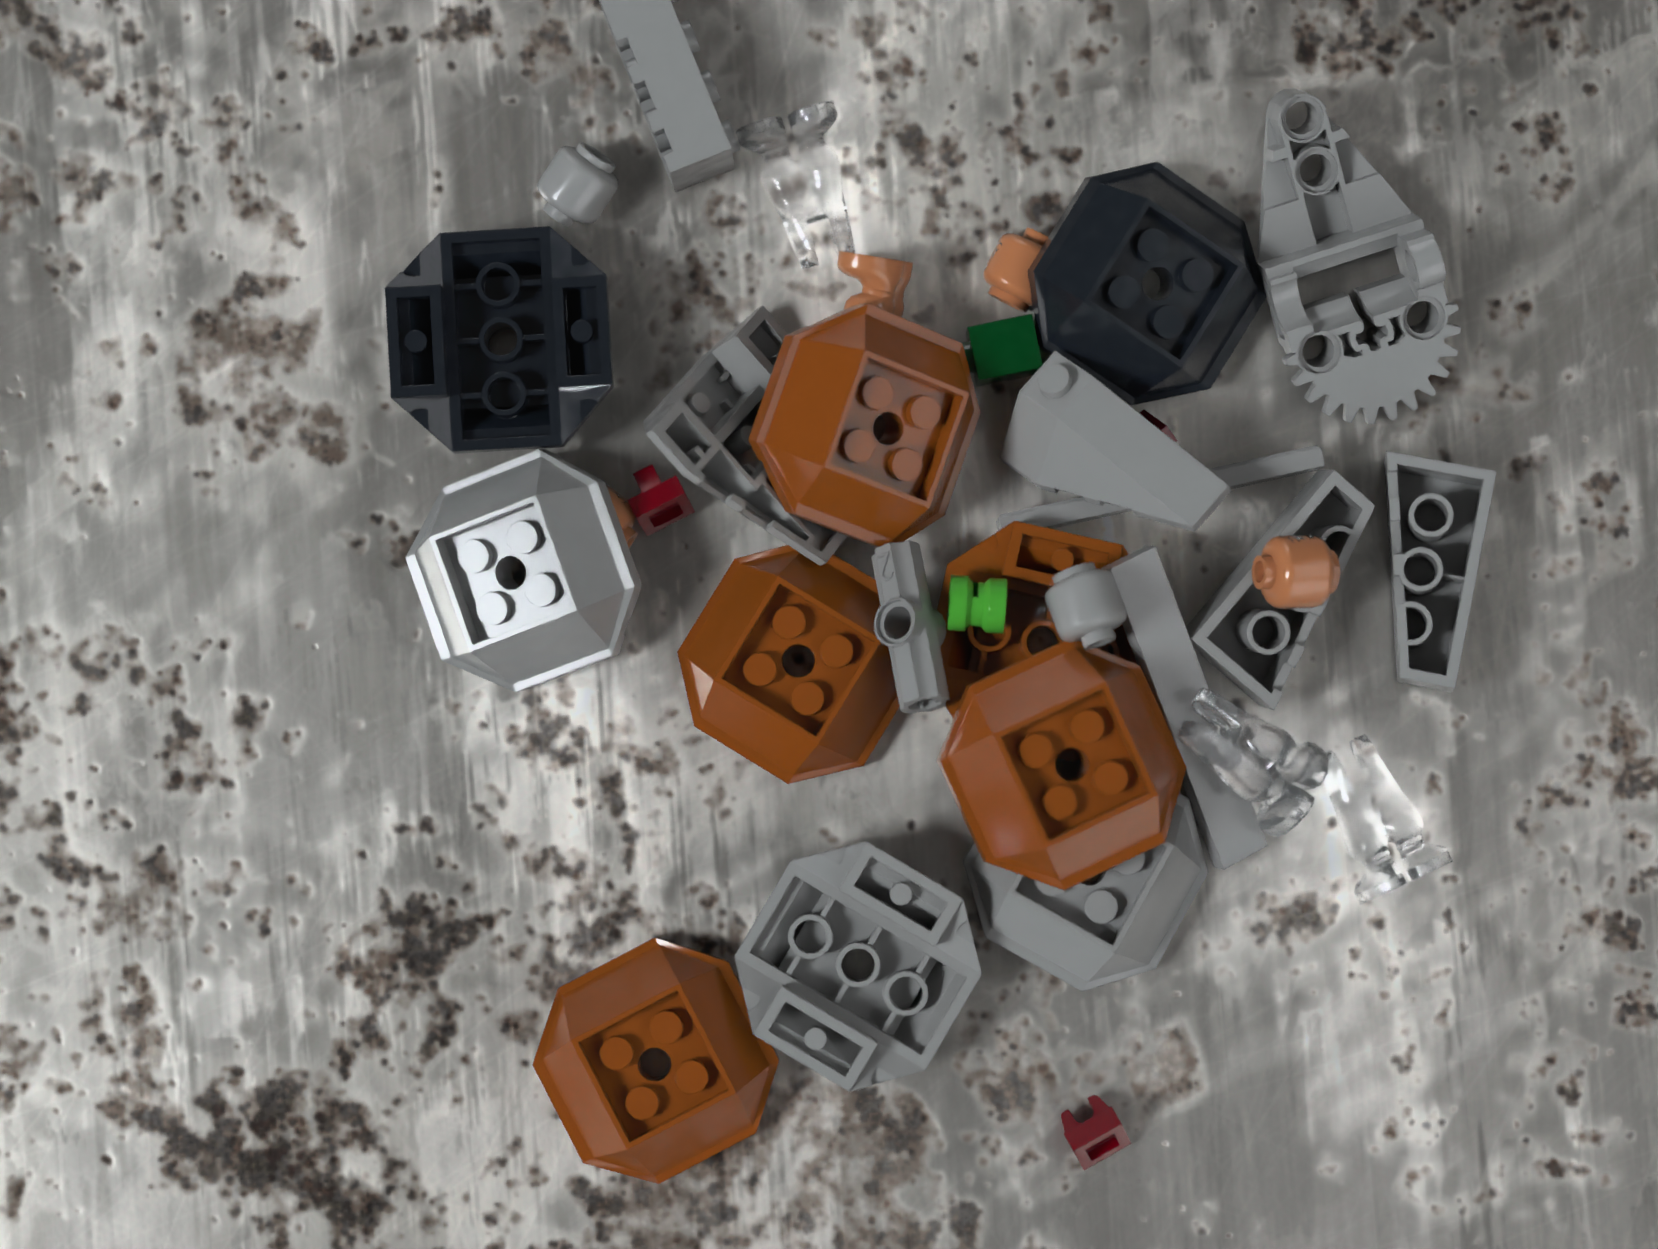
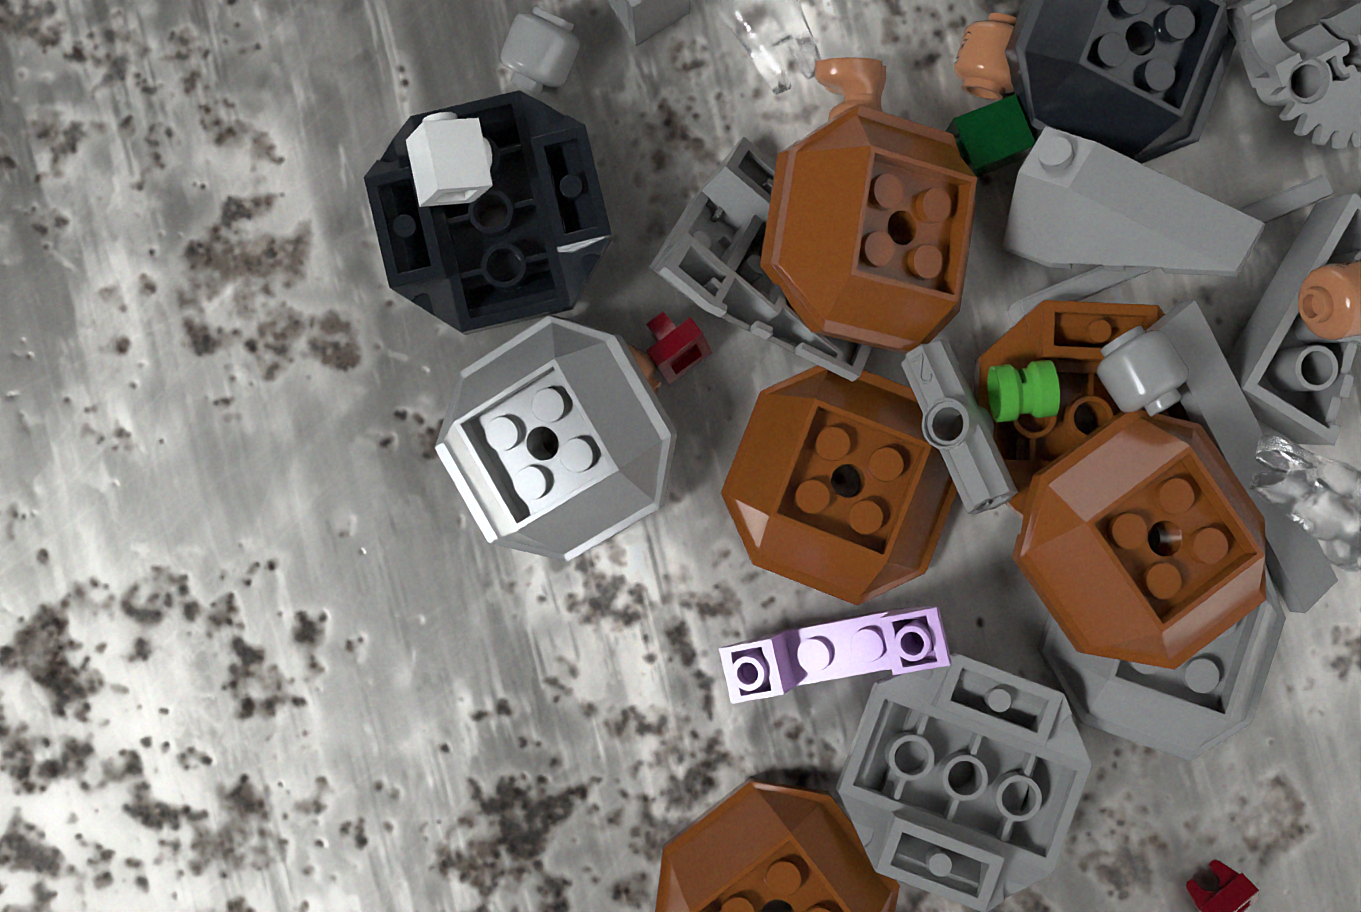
camera: 15 degrees left, 0 degrees up
(470, 287) = (449, 160): none -> white brick
(752, 824) = (834, 649): none -> lavender slope

